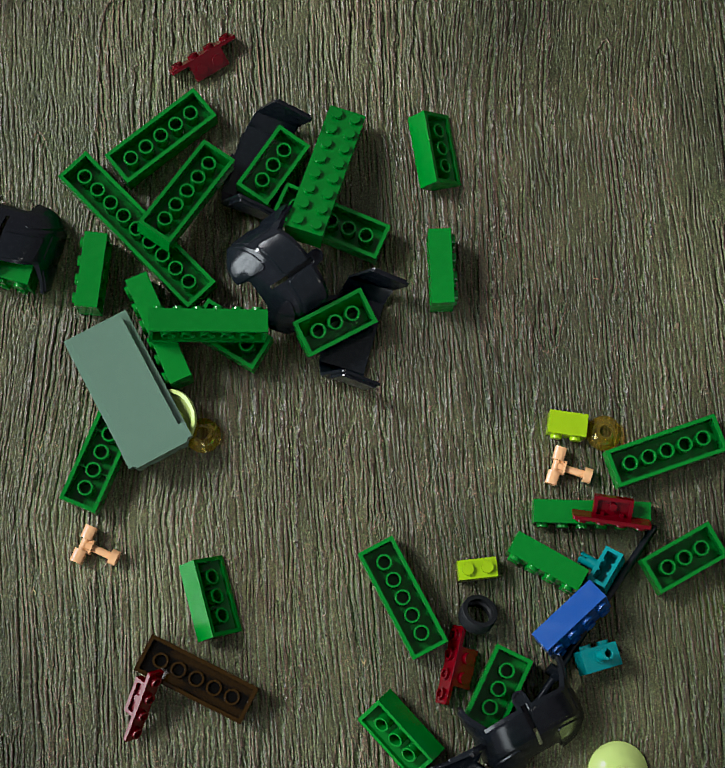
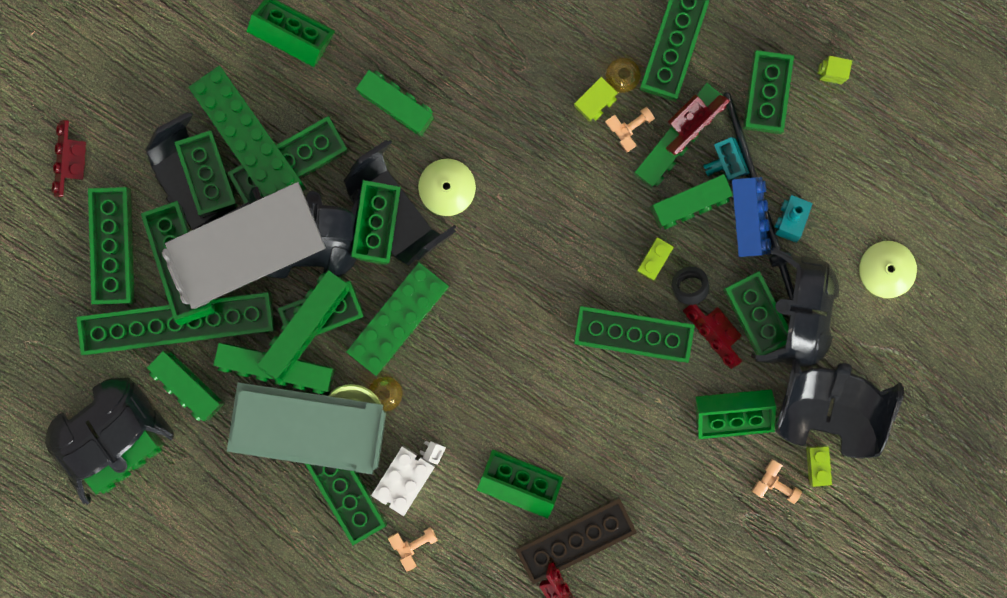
camera: 50 degrees left, 10 degrees up
(143, 501) = (403, 480): none -> white piece
(184, 508) = (433, 453): none -> white tile
(235, 227) = (243, 246): none -> light grey piece
(270, 399) = (397, 319): none -> green brick
(399, 372) = (448, 201): none -> yellowish green dish

